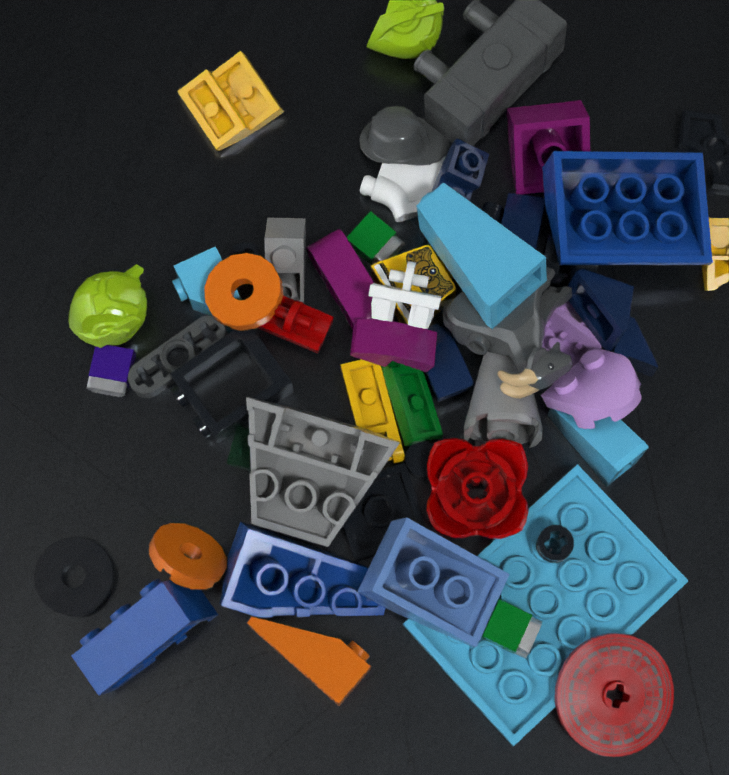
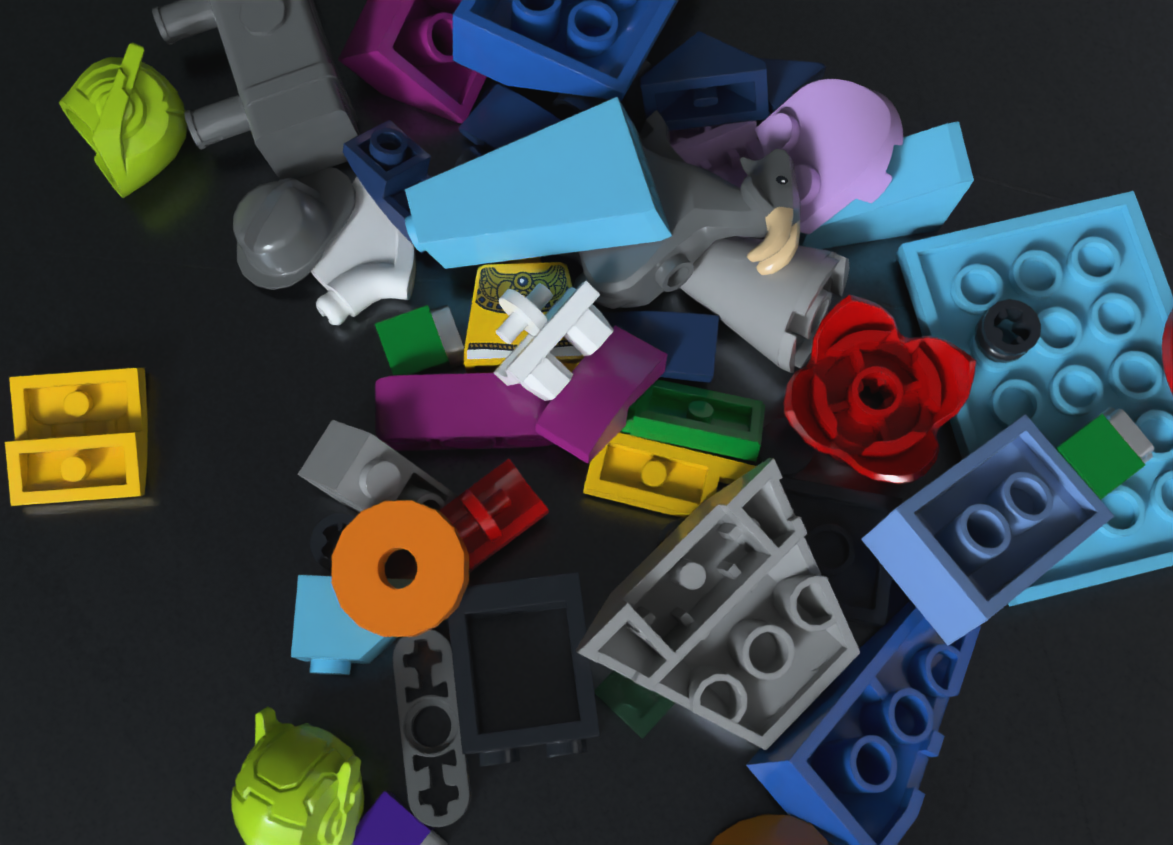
camera: 65 degrees left, 0 degrees up
(321, 658) = (1010, 755): orange slope -> none

